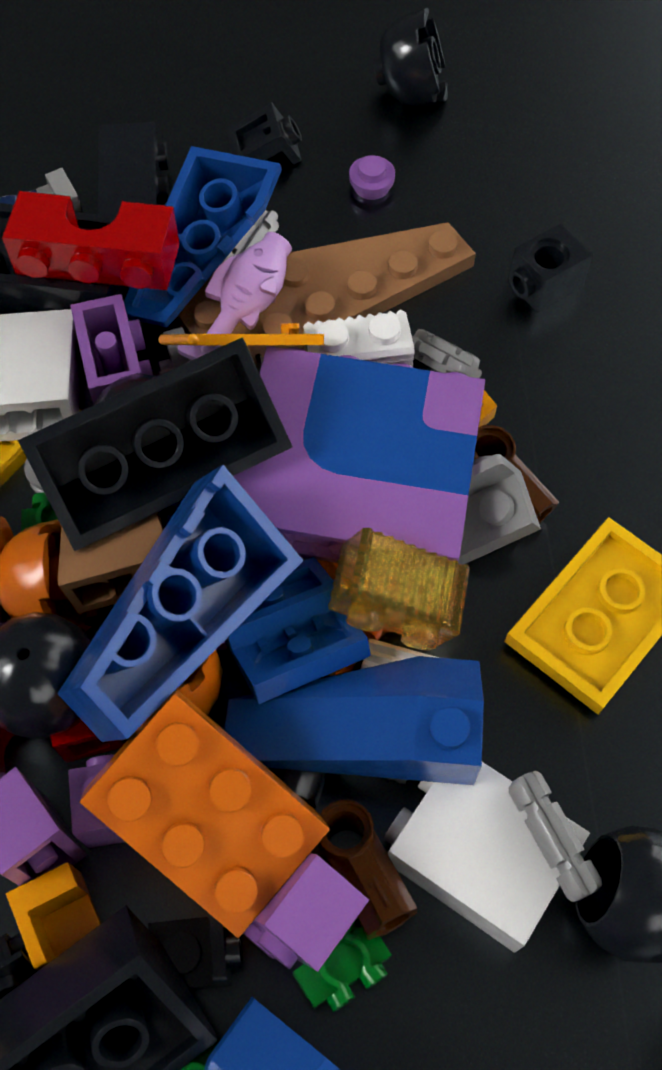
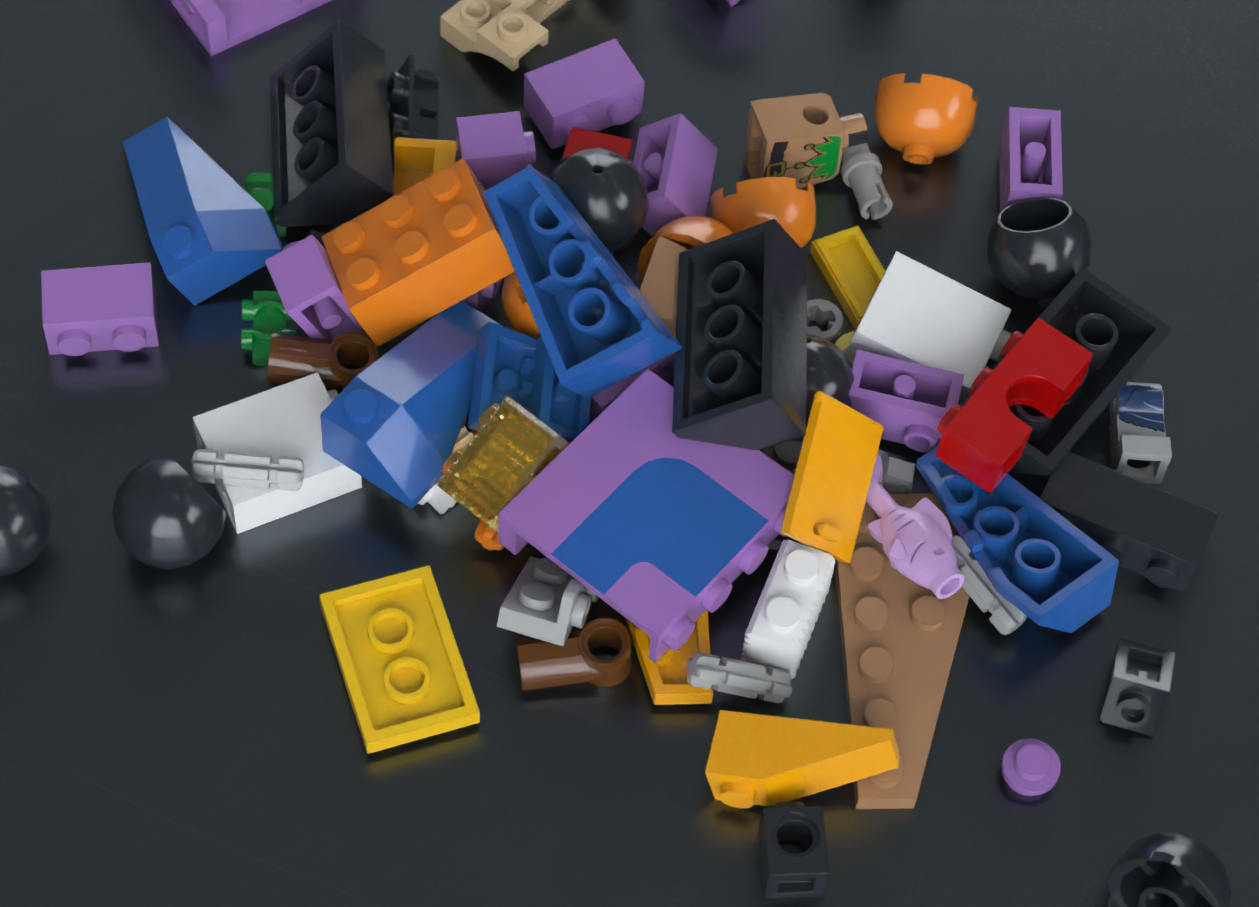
camera: 115 degrees right, 5 degrees down
(489, 290) = (784, 758): none -> light orange slope

